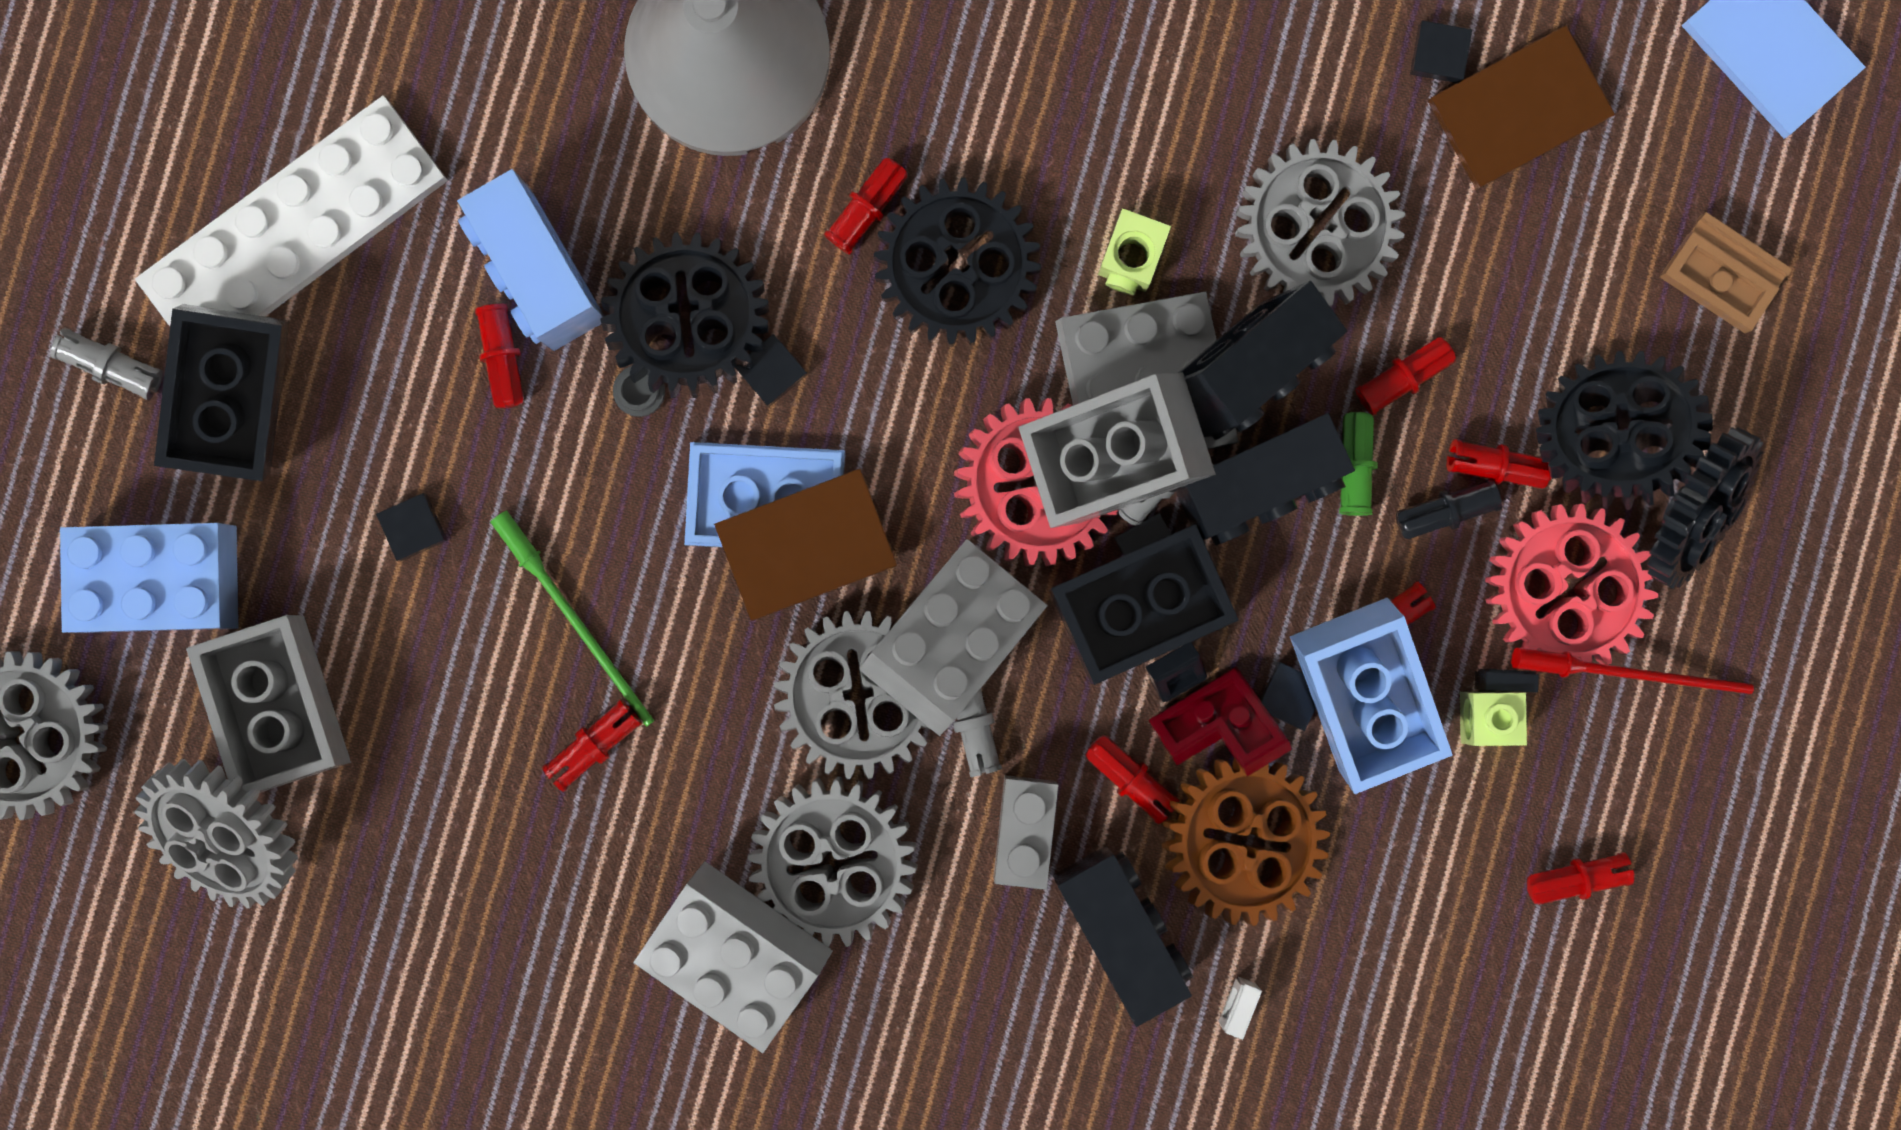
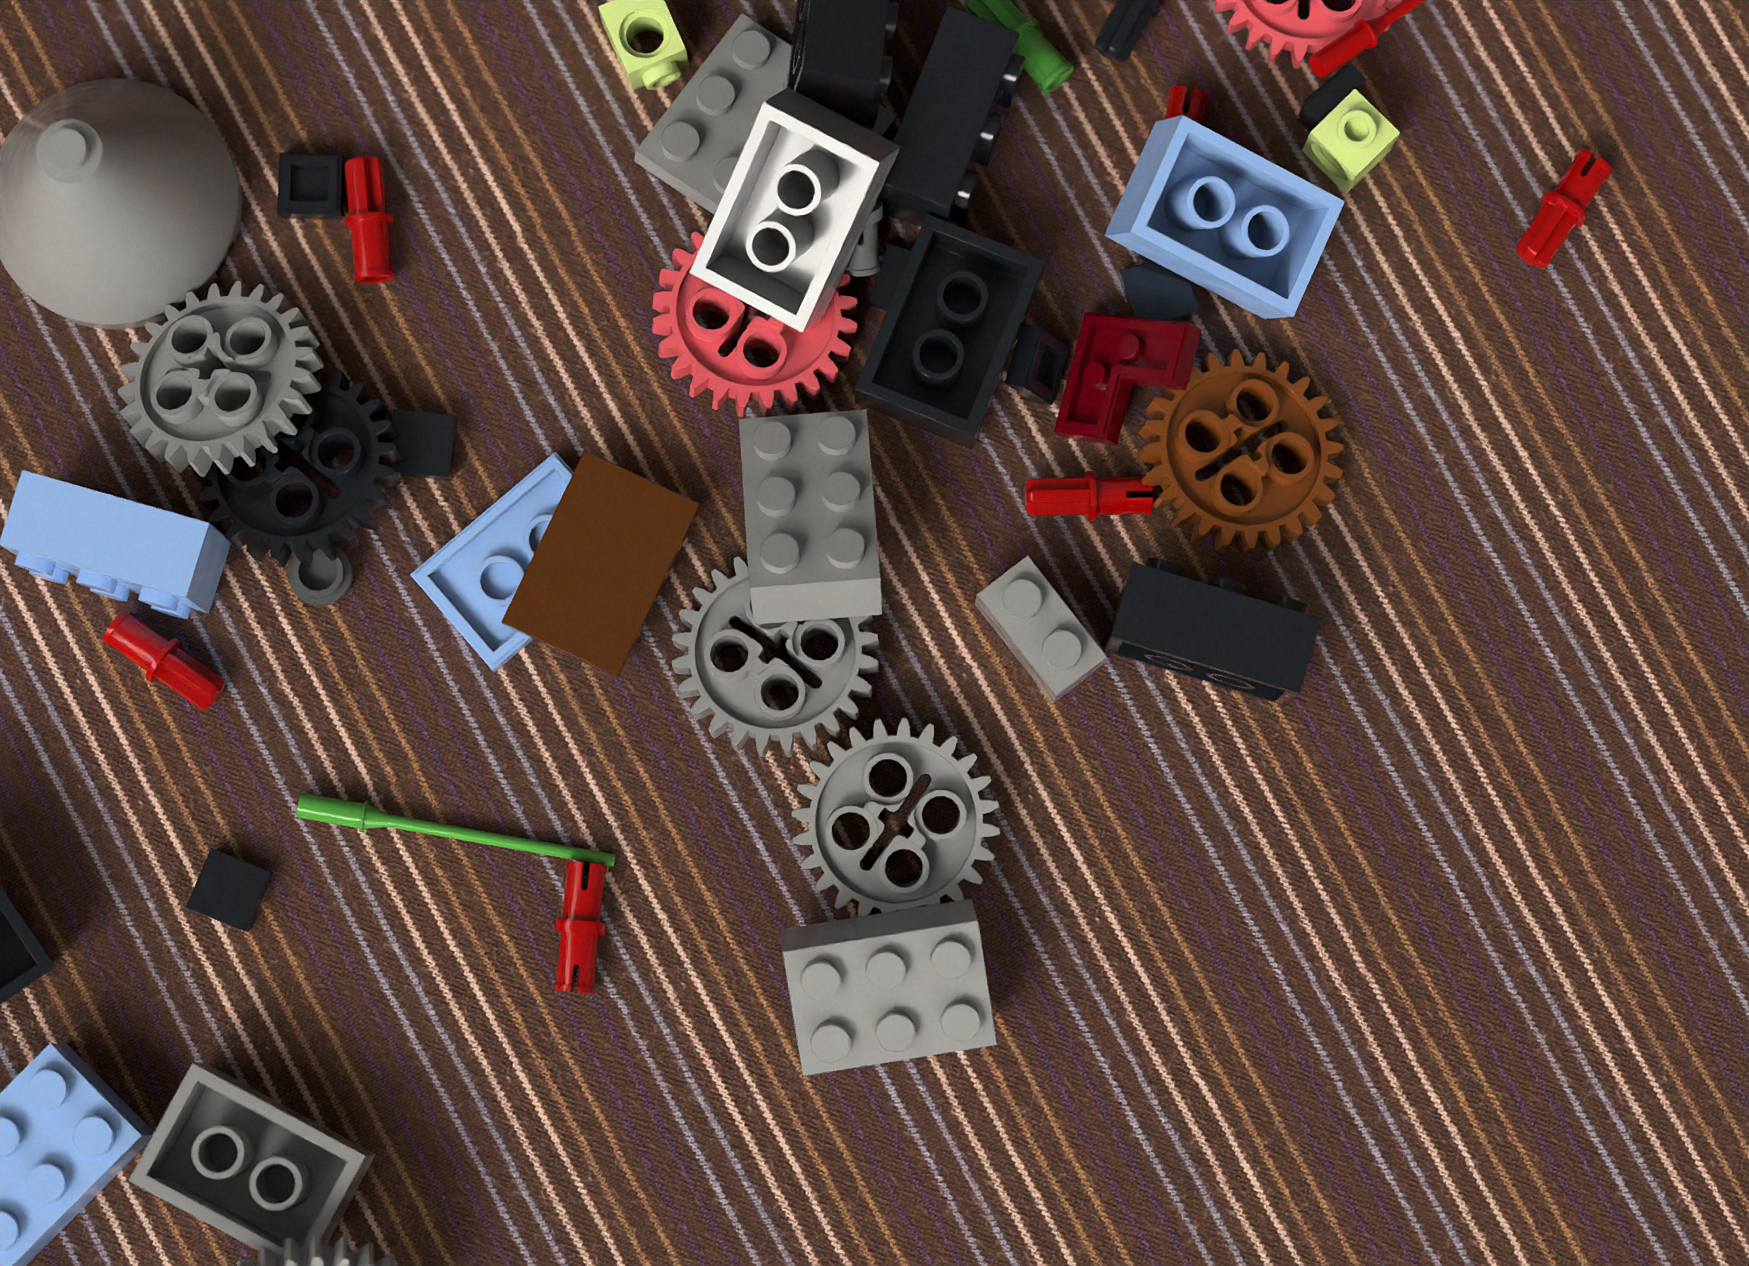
camera: 40 degrees left, 5 degrees down
(650, 243) = (220, 378): none -> light grey gear
(853, 151) = (311, 185): none -> black tile
(925, 228) = (441, 189): black gear -> none
(977, 737) = (917, 590): light grey pin -> none
(1239, 1007) = (1378, 603): white tile -> none

